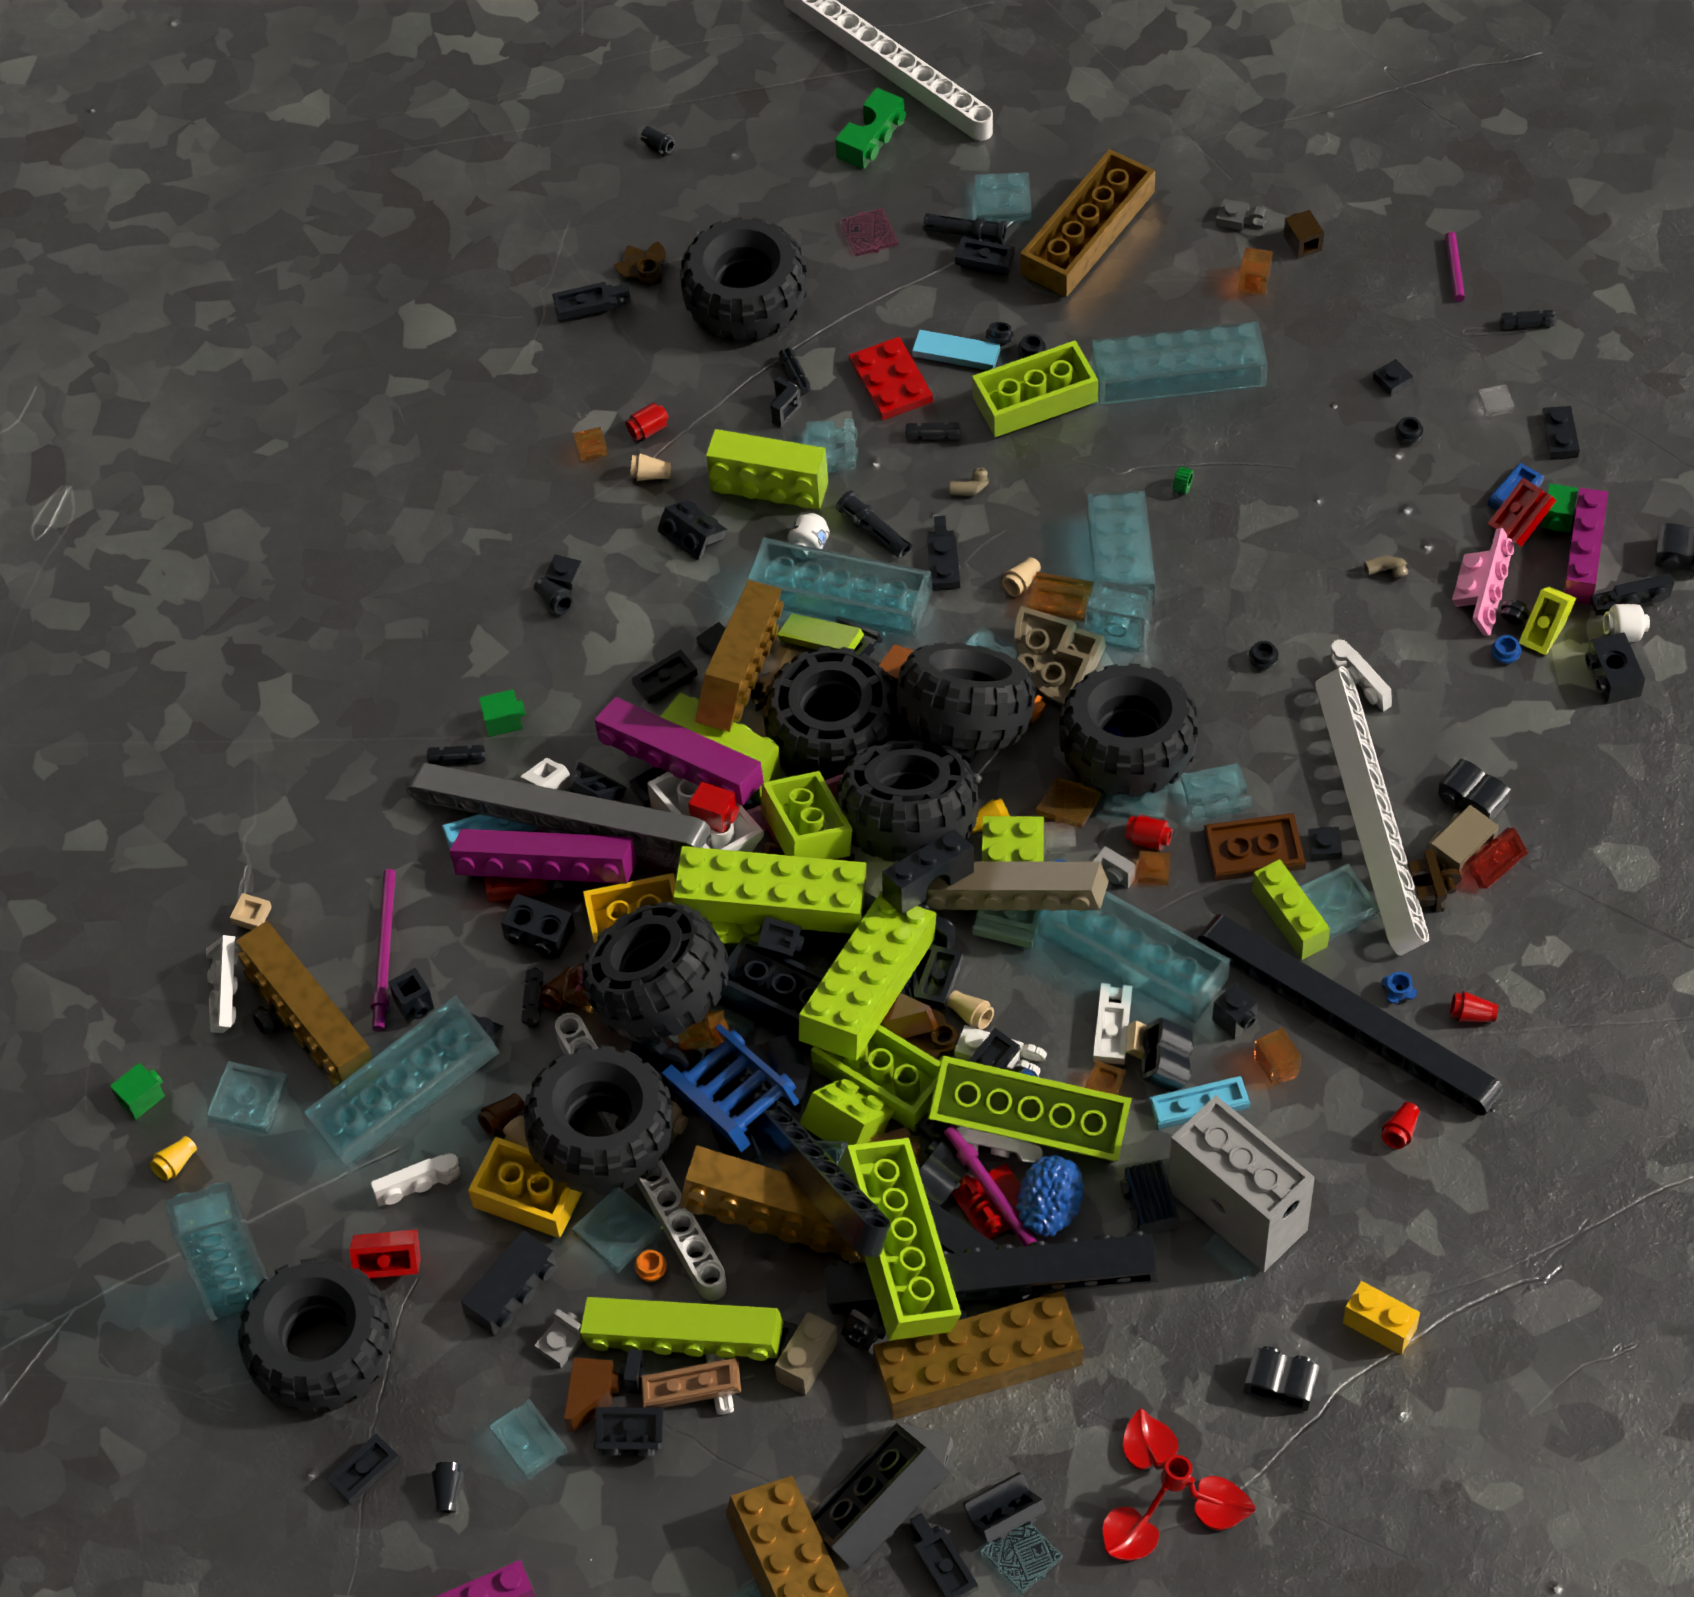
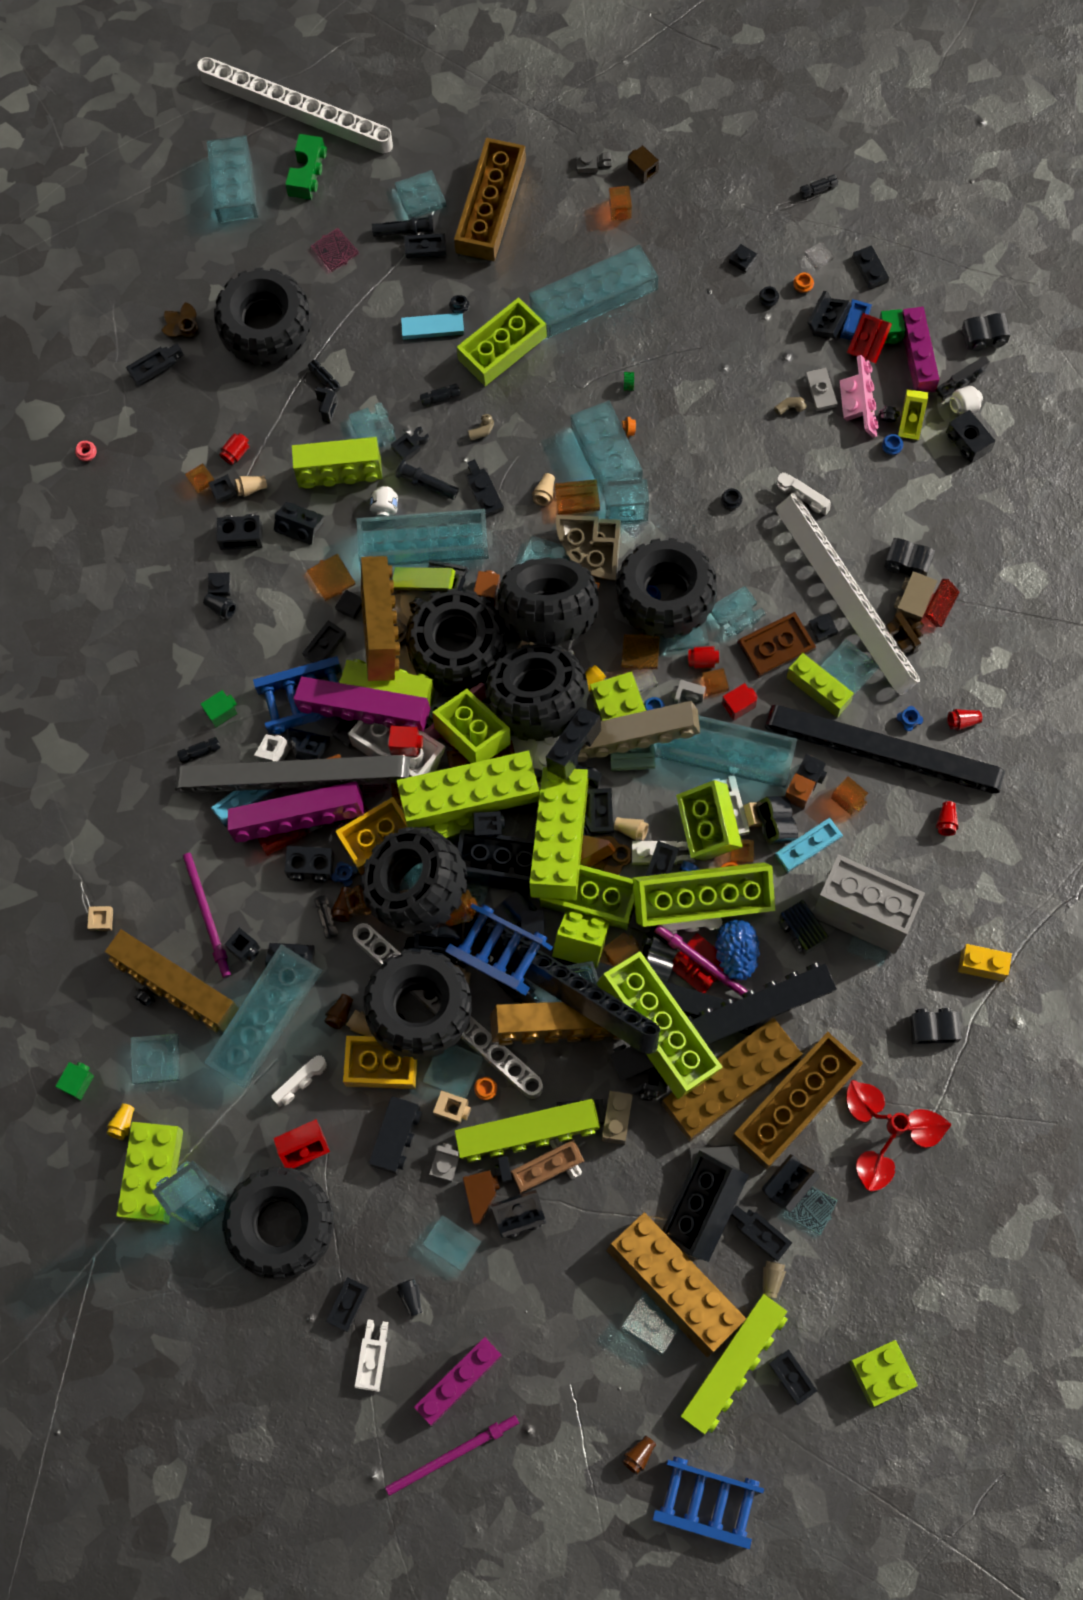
camera: 20 degrees left, 15 degrees up
(152, 1253) = (150, 1157): none -> lime brick
(224, 957) = (100, 974): white wing -> none
(366, 1545) = (371, 1358): none -> white hinge
(463, 375) = (83, 446): none -> coral plate
(571, 947) = (343, 867): none -> blue plate
(591, 703) = (288, 680): none -> blue fence
(593, 1264) = (448, 1100): none -> tan brick
(613, 463) = (222, 488): none -> black plate
(613, 518) = (239, 537): none -> black brick
(664, 142) = (153, 219): black pin -> none
(706, 603) = (331, 577): none -> clear orange piece
(773, 118) = (232, 179): none -> clear light blue brick
(867, 478) = (408, 445): none -> black plate
(891, 378) = (394, 361): red plate -> none
(1031, 345) = (485, 308): black plate -> none
(1054, 1407) = (797, 1100): none -> pearl gold brick
(1073, 1026) = (709, 820): none -> lime brick
(1160, 532) = (629, 426): none -> orange plate
(1175, 898) = (739, 701): none -> red brick
(1212, 1029) = (800, 790): none -> dark orange brick
(1436, 559) = (821, 389): none -> light grey plate
(1454, 265) = (754, 159): magenta bar -> none
(1462, 426) = (803, 282): none -> orange plate
(1478, 472) = (828, 316): none -> black bracket

